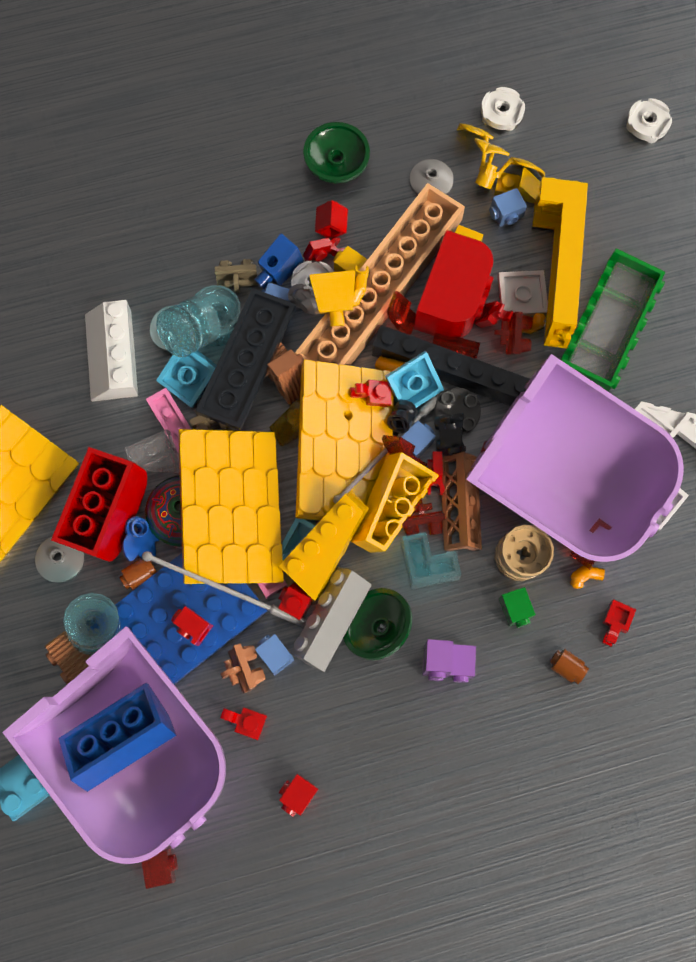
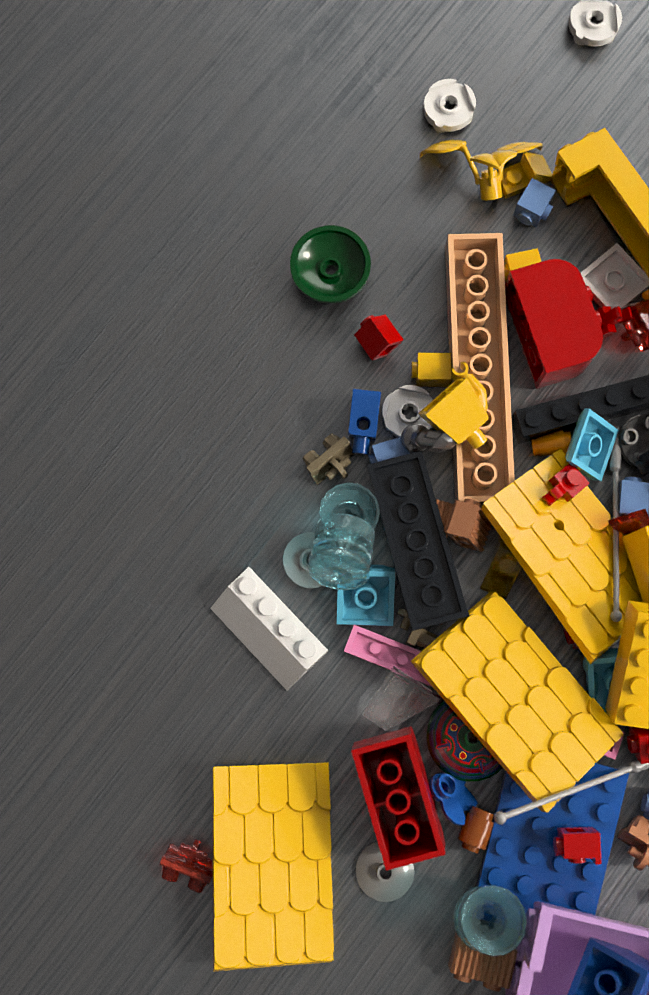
camera: 30 degrees left, 5 degrees up
(319, 249) = (391, 375): red plate -> none
(400, 313) = (524, 384): clear red slope -> none
(402, 416) = (606, 489): black wheel -> none
(420, 176) = (432, 235): light grey dish -> none
(457, 344) = (595, 377): clear red piece -> none

